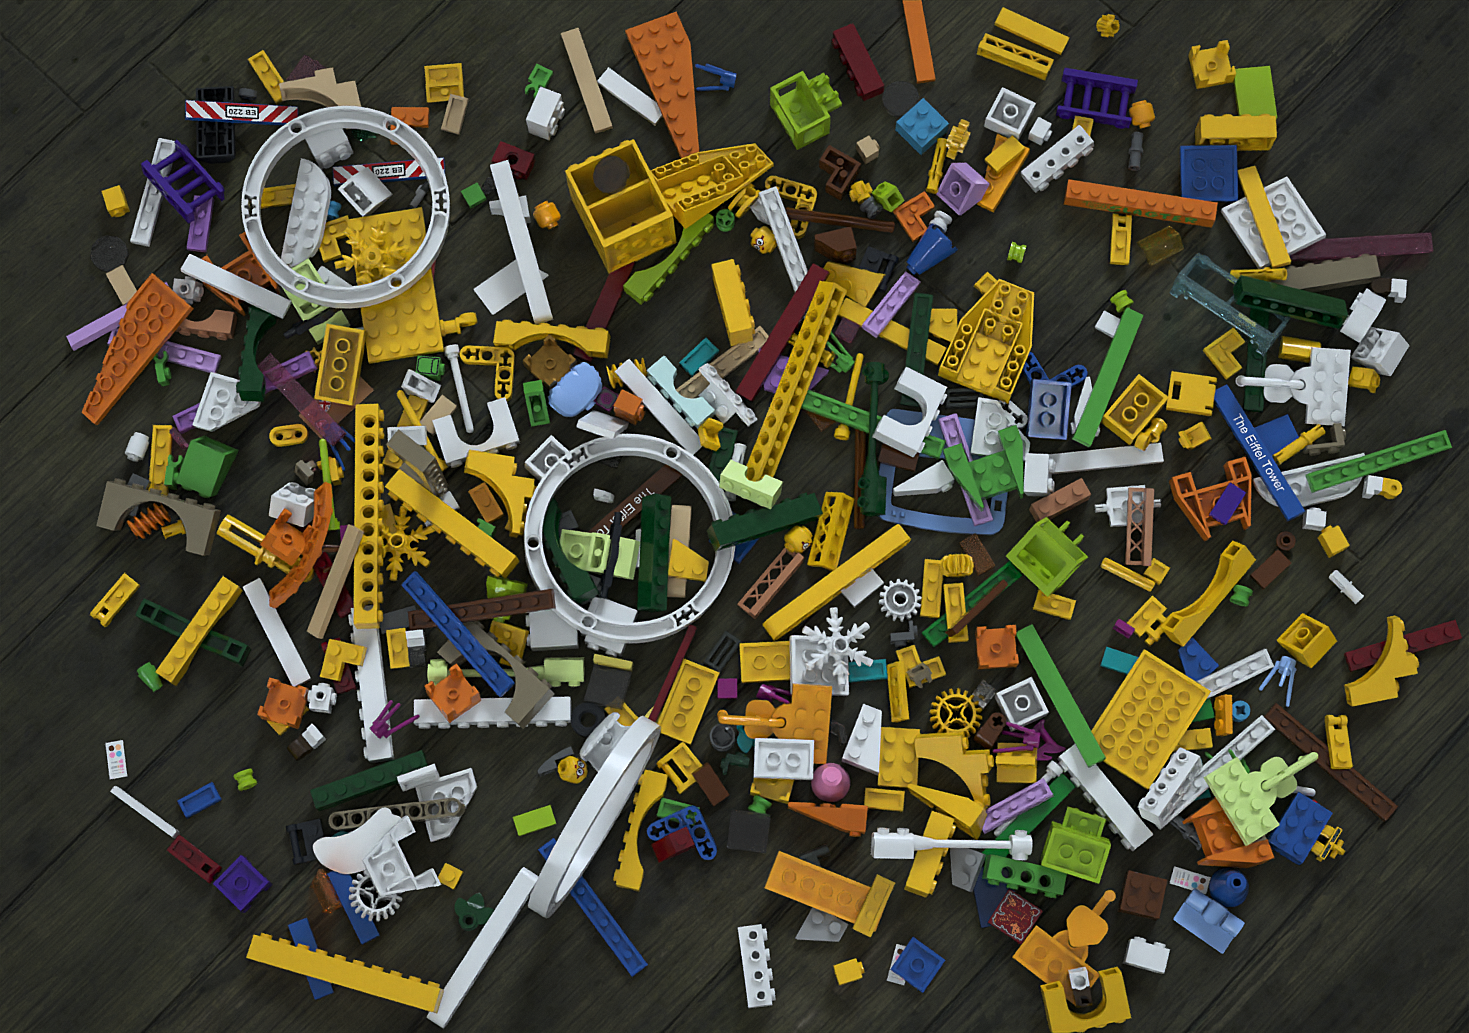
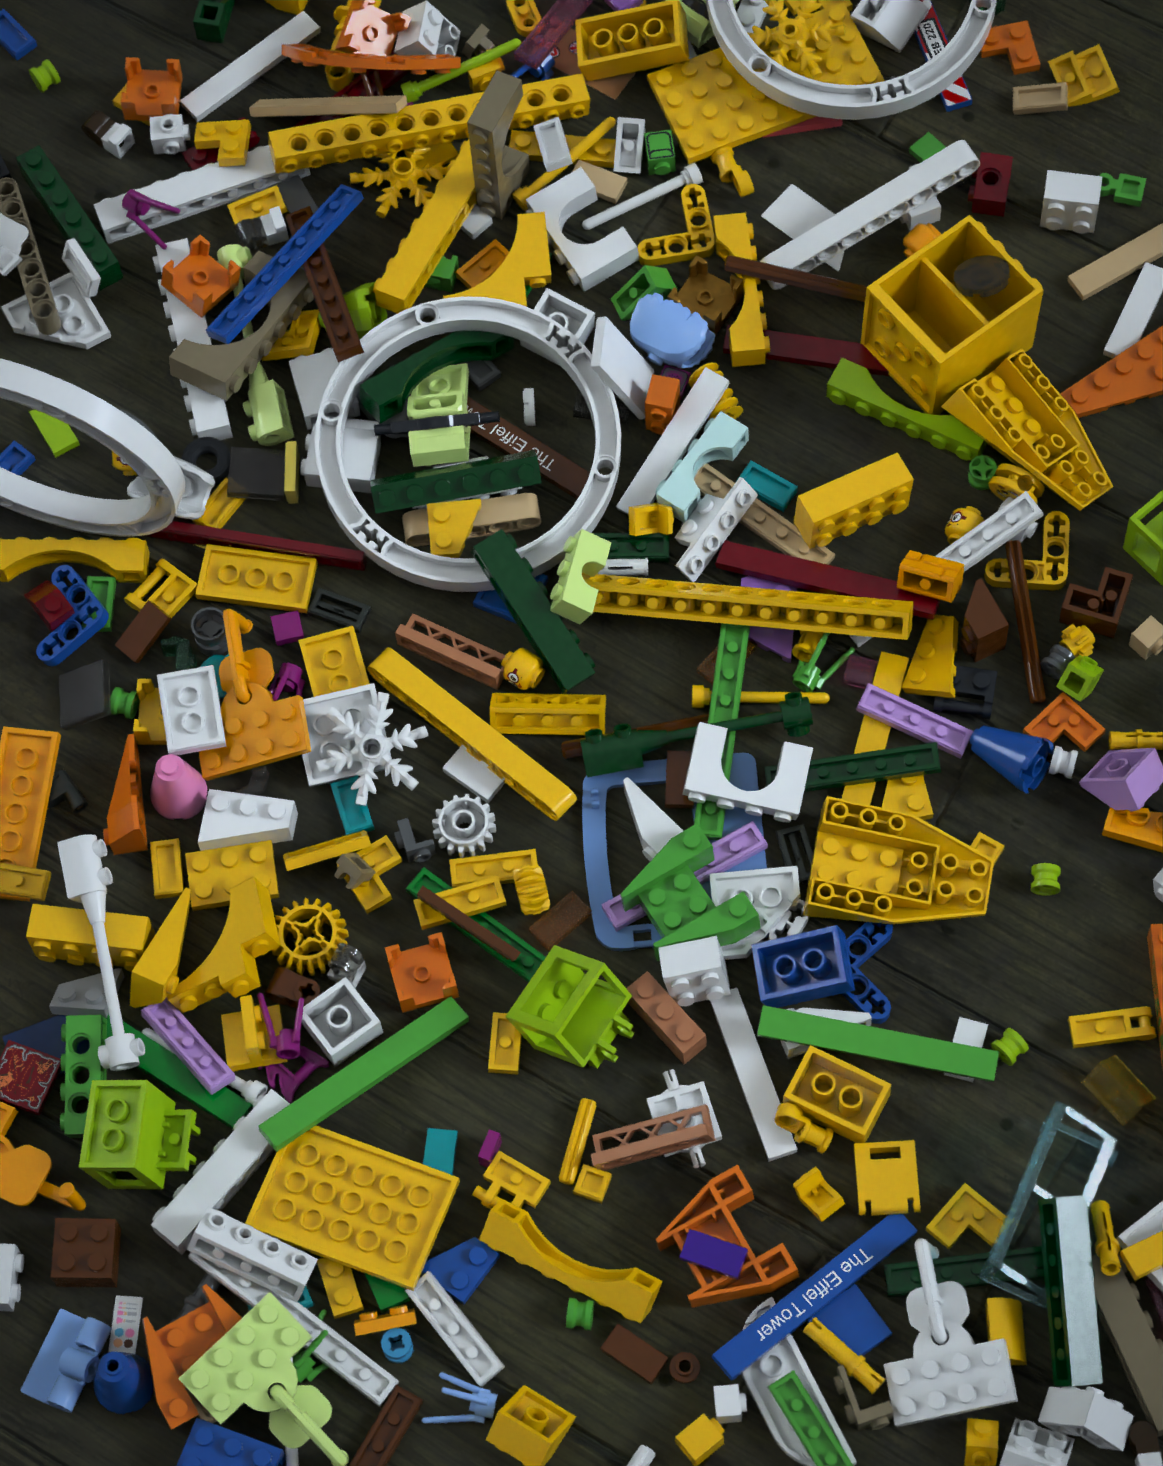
camera: 80 degrees right, 10 degrees down
(558, 296) = (795, 278): none -> reddish brown axle
(803, 265) = (930, 576): none -> light orange brick

